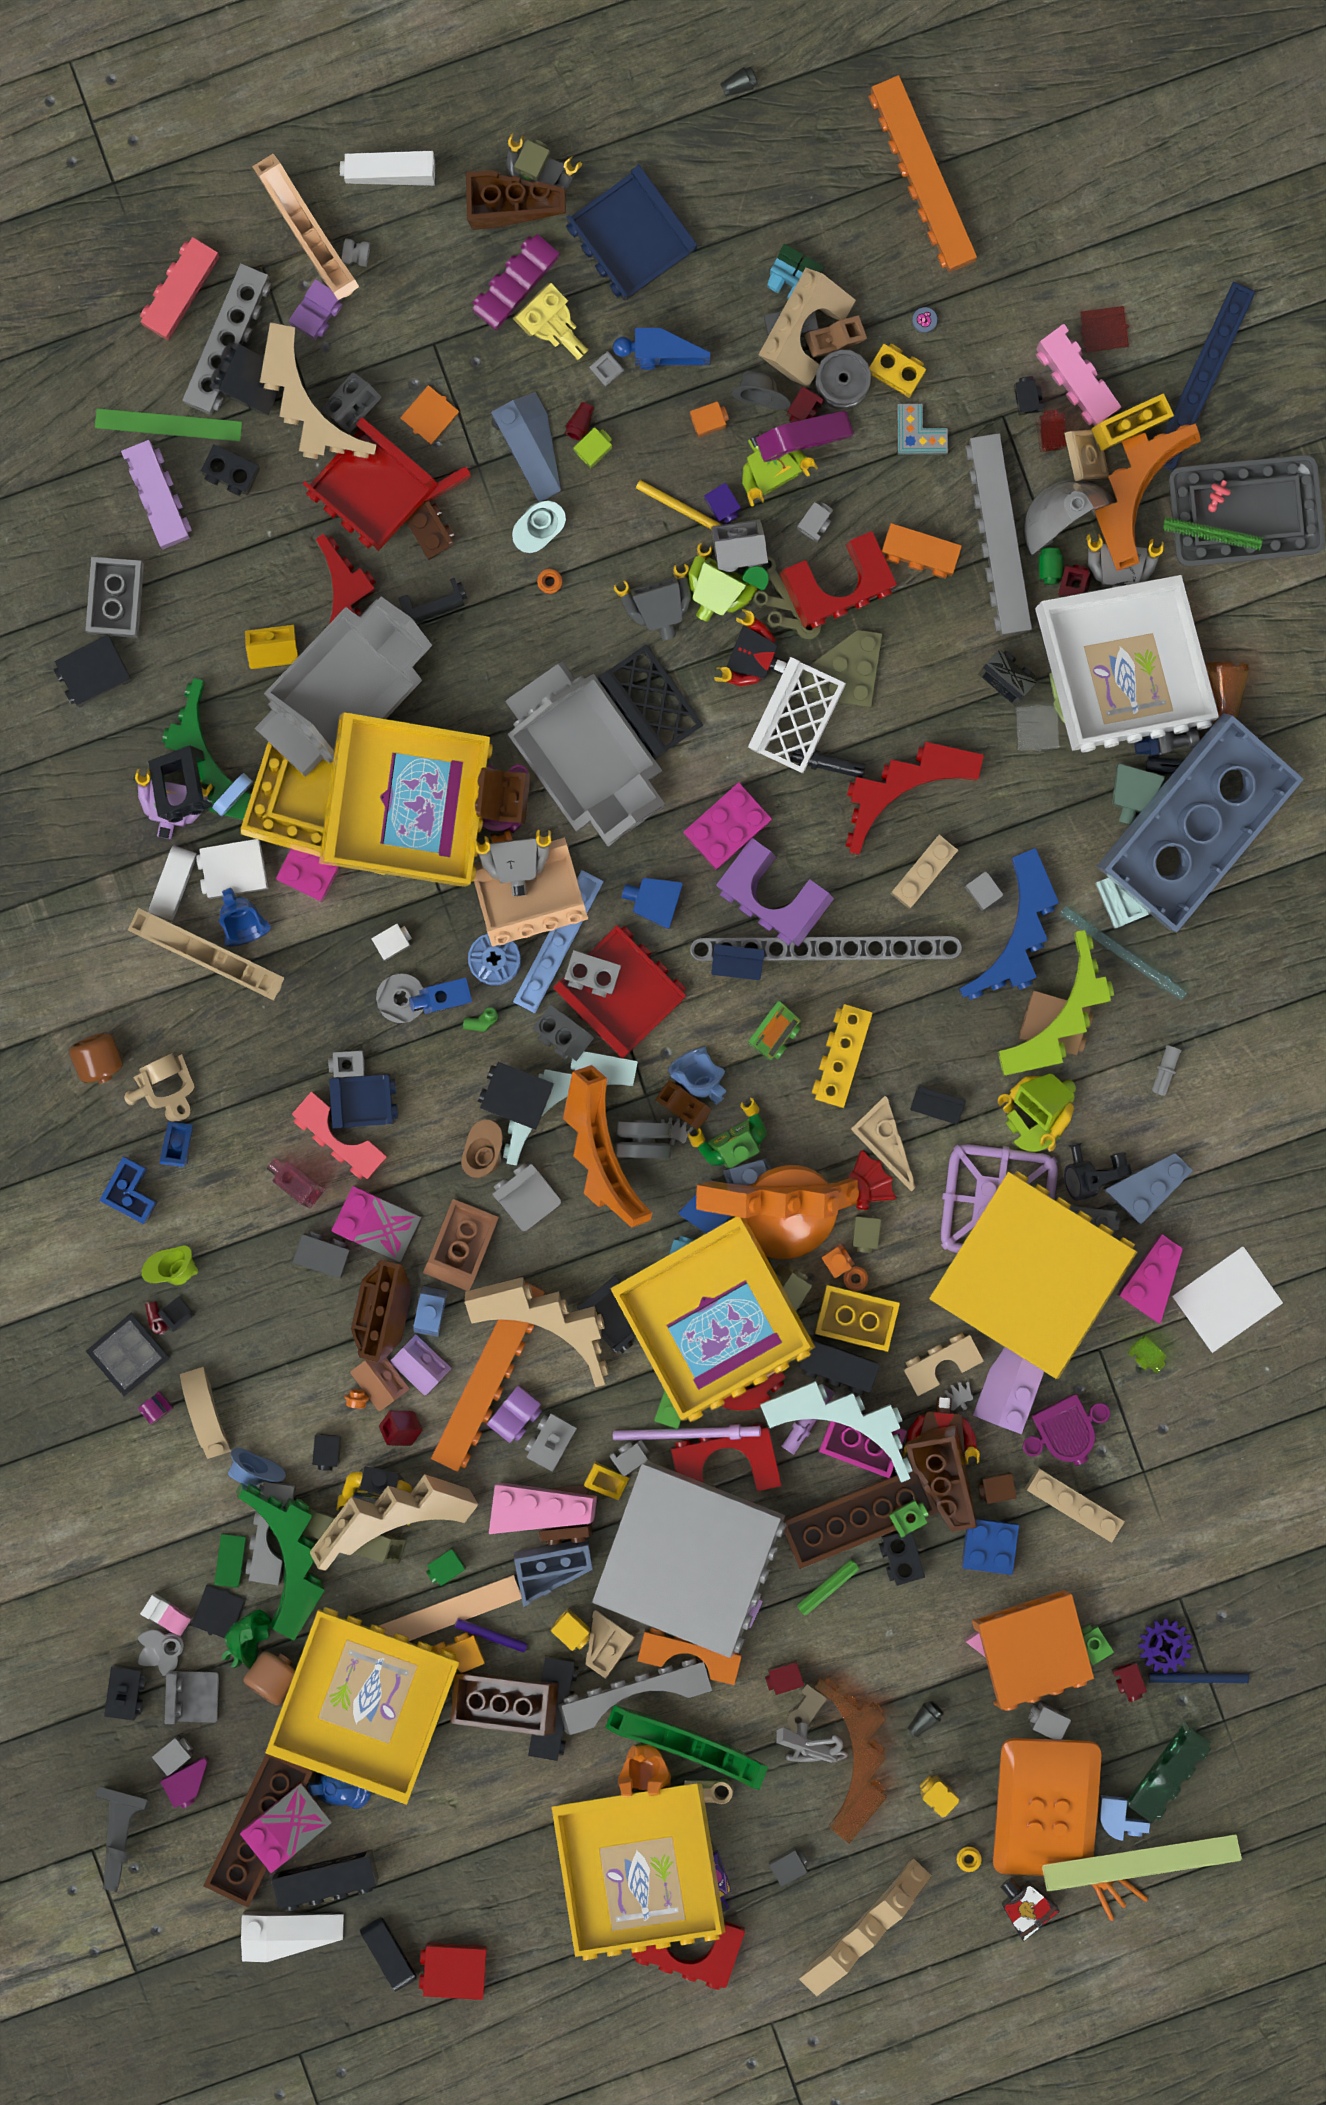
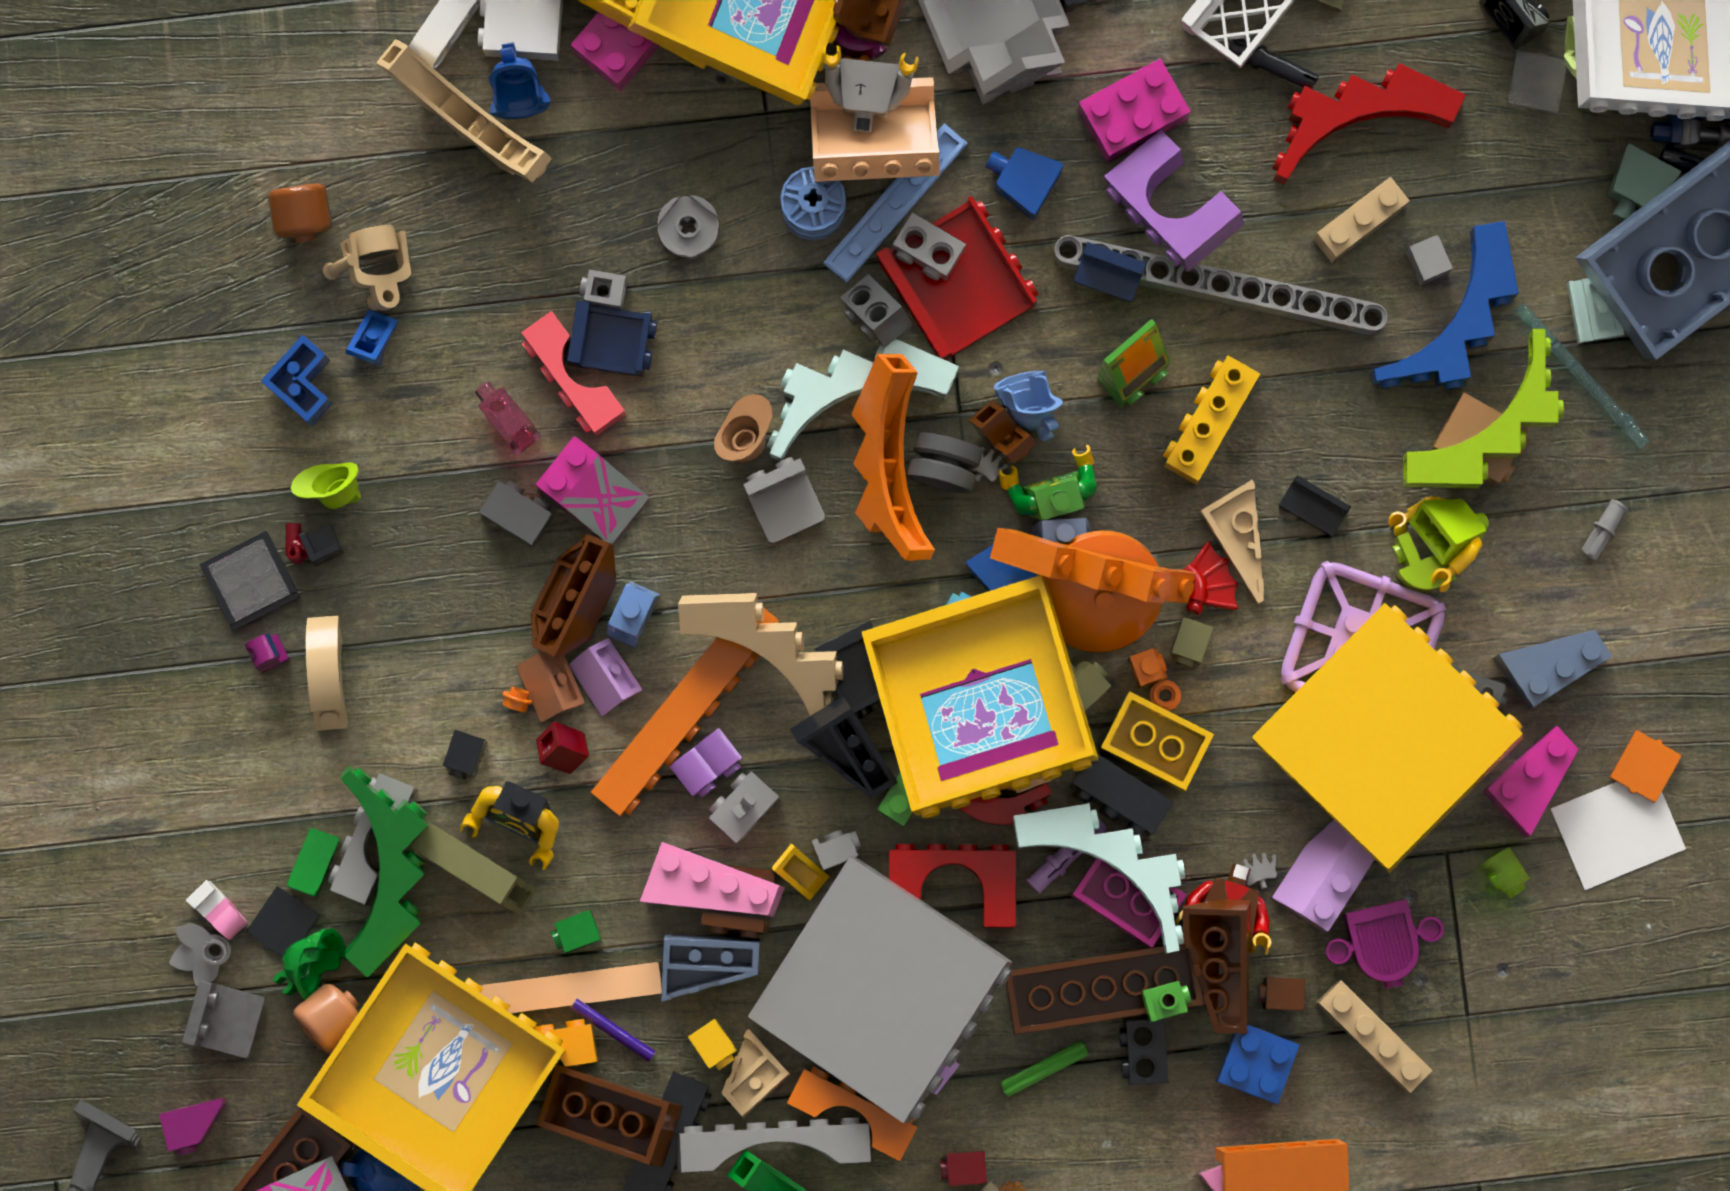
camera: 15 degrees right, 5 degrees down
(124, 1692) = (142, 994): black brick -> none
(173, 1755) = (184, 1086): light grey brick -> none
(253, 1469) = (370, 755): medium blue piece -> none
(364, 1521) = (488, 846): tan arch -> none
(392, 941) = (693, 155): white brick -> none
(448, 996) = (739, 232): blue torso -> none
(460, 1245) = (689, 541): nougat slope -> none
(483, 1022) = (781, 279): bright green arm -> none
(515, 1095) = (800, 370): black brick -> none
(619, 1379) = (844, 745): none -> black wedge
(734, 1431) = (972, 845): lavender bar -> none
(922, 1371) = (1221, 829): tan arch -> none
(1082, 1178) = (1475, 635): black piece -> none
(1238, 1246) = (1645, 766): none -> orange piece

